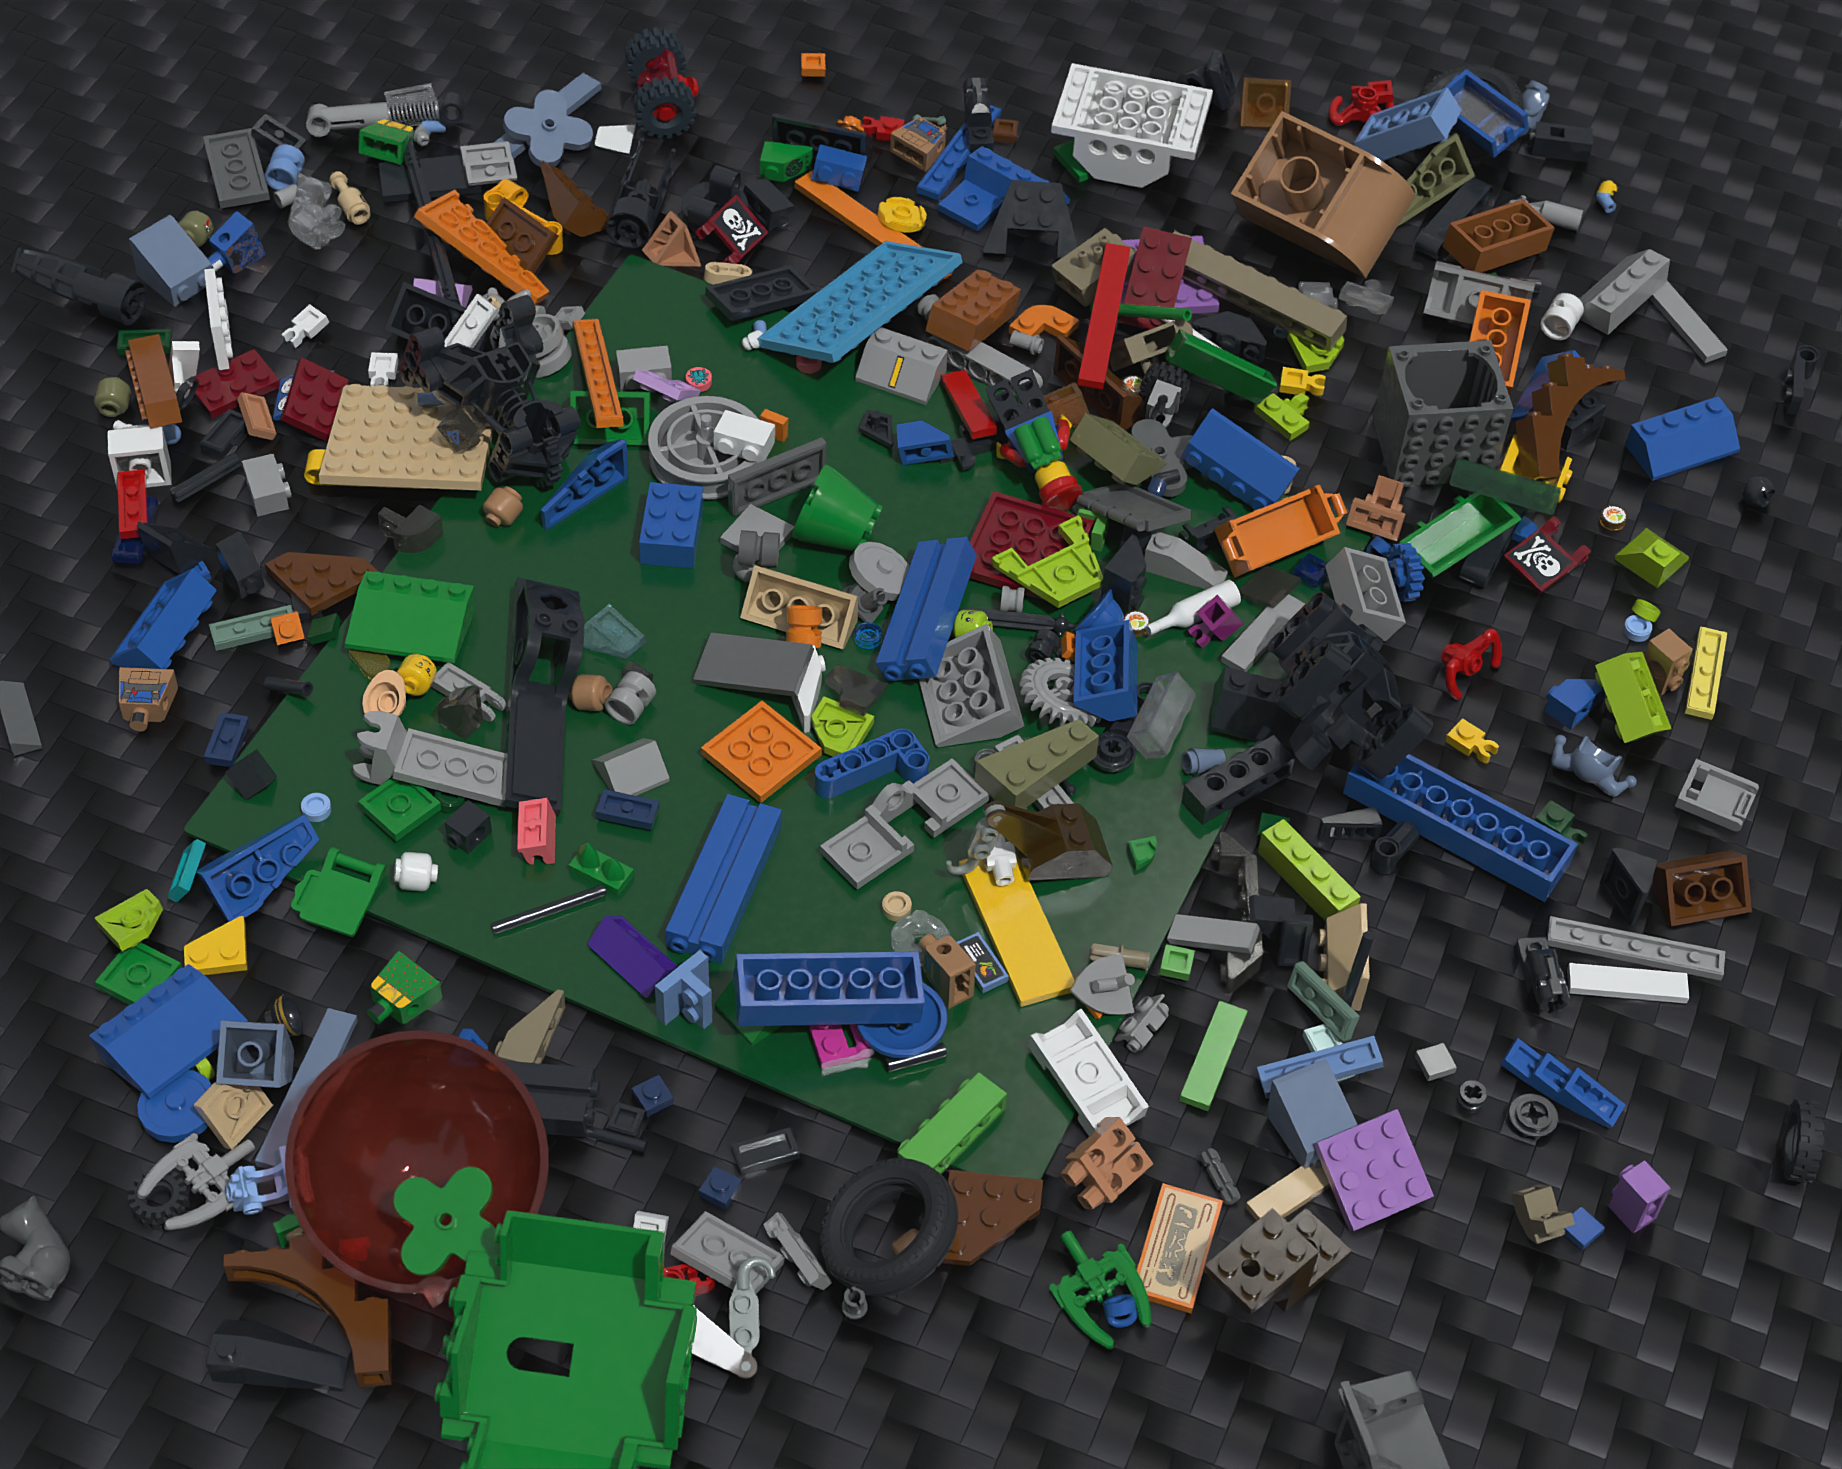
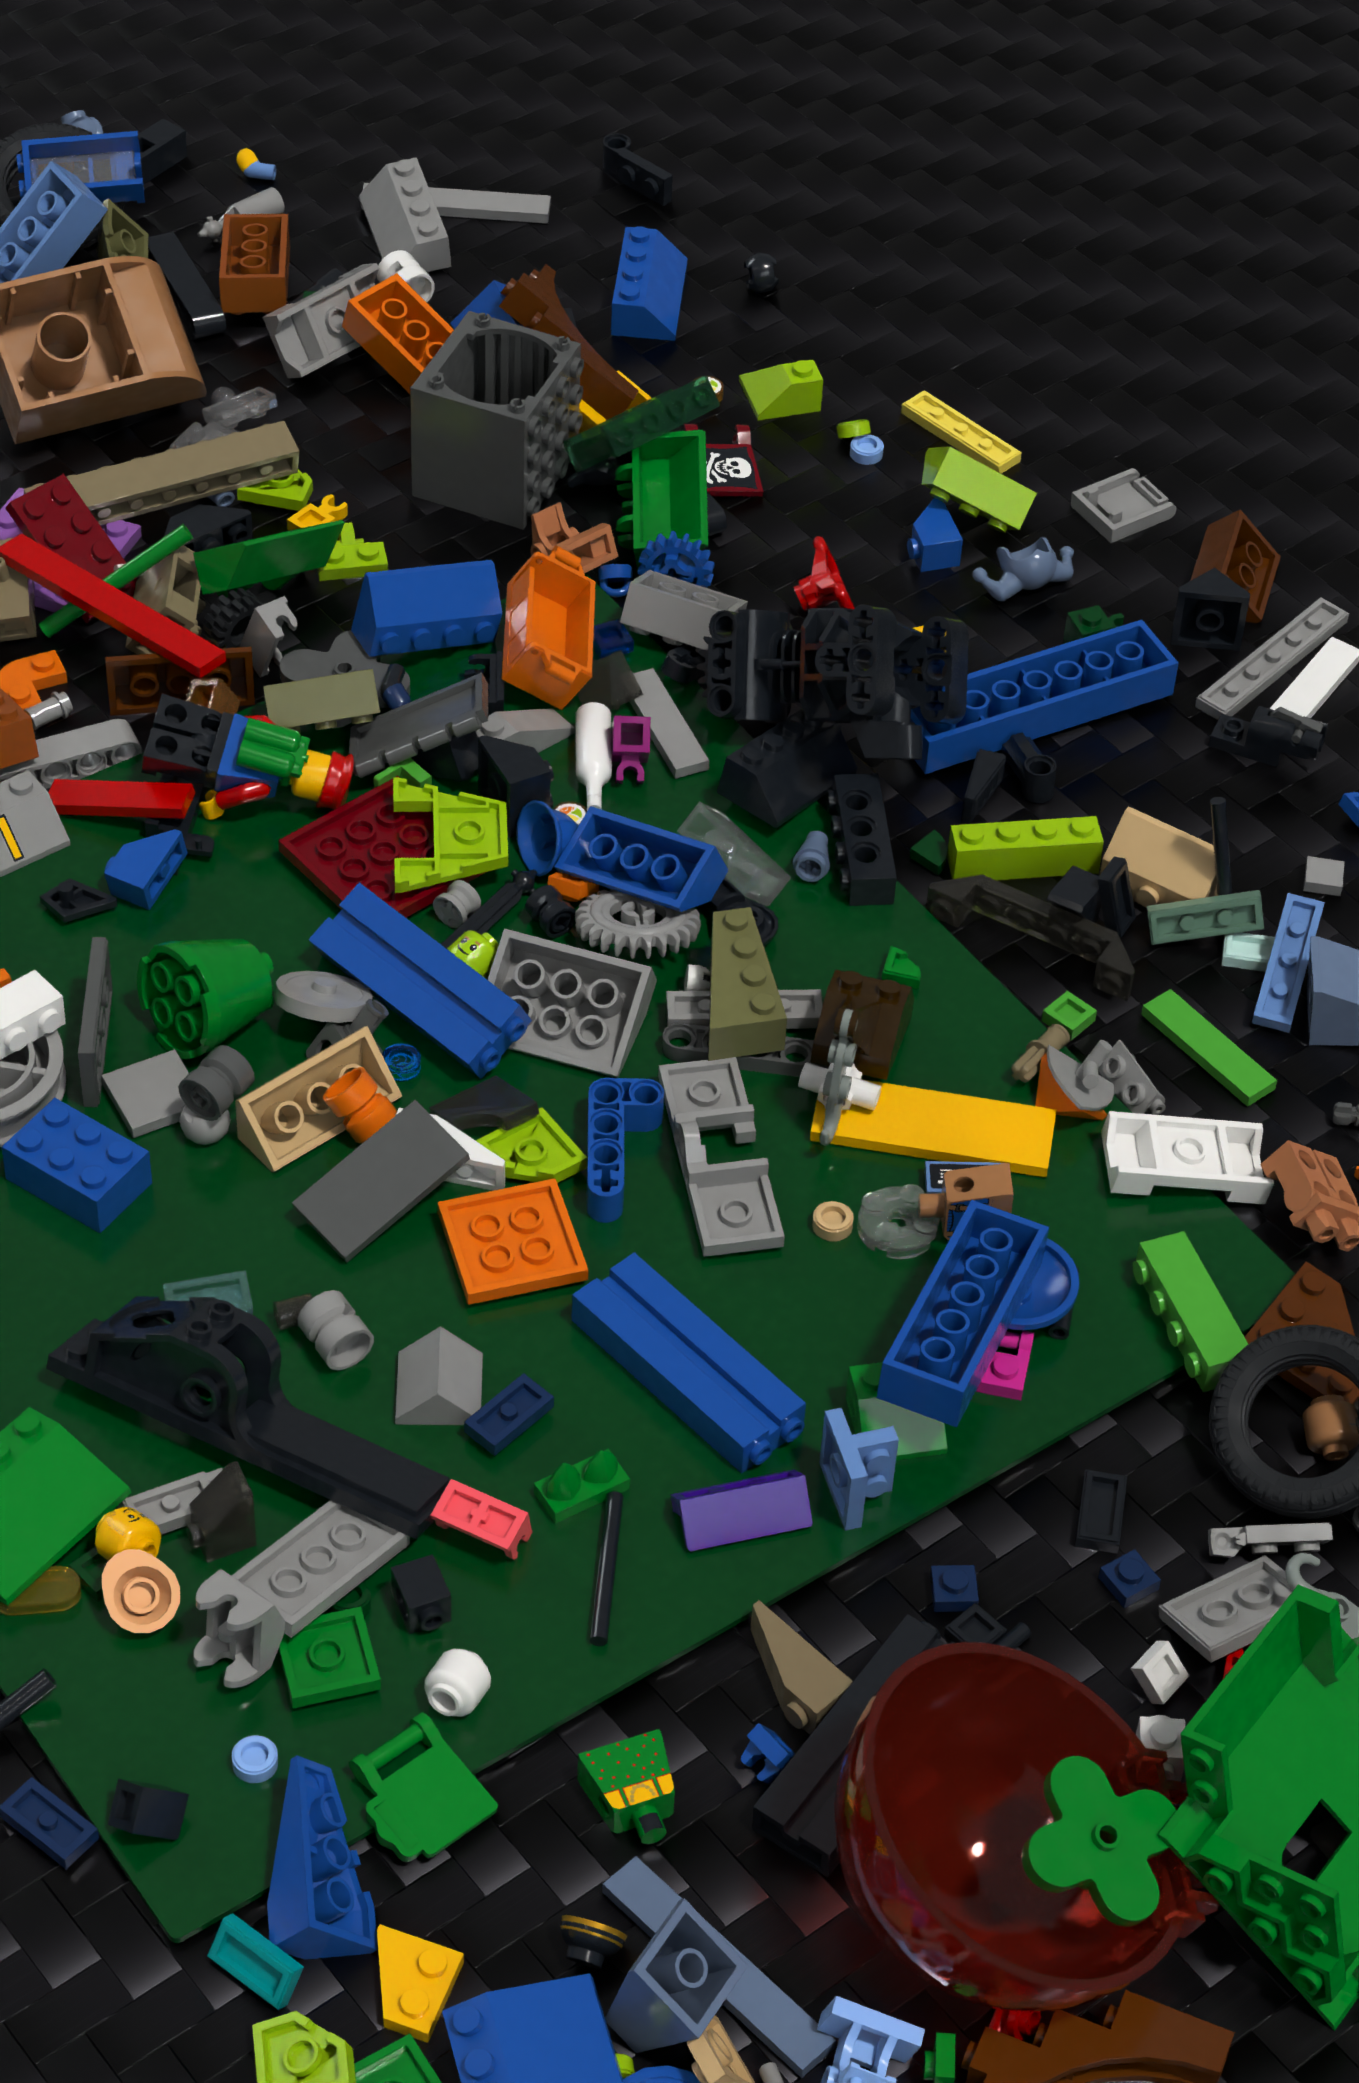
camera: 60 degrees left, 5 degrees down
(590, 692) = (299, 1367): medium nougat head -> none
(1213, 933) = (1059, 961): light grey tile -> none
(1667, 660) = (944, 429): medium nougat brick -> none

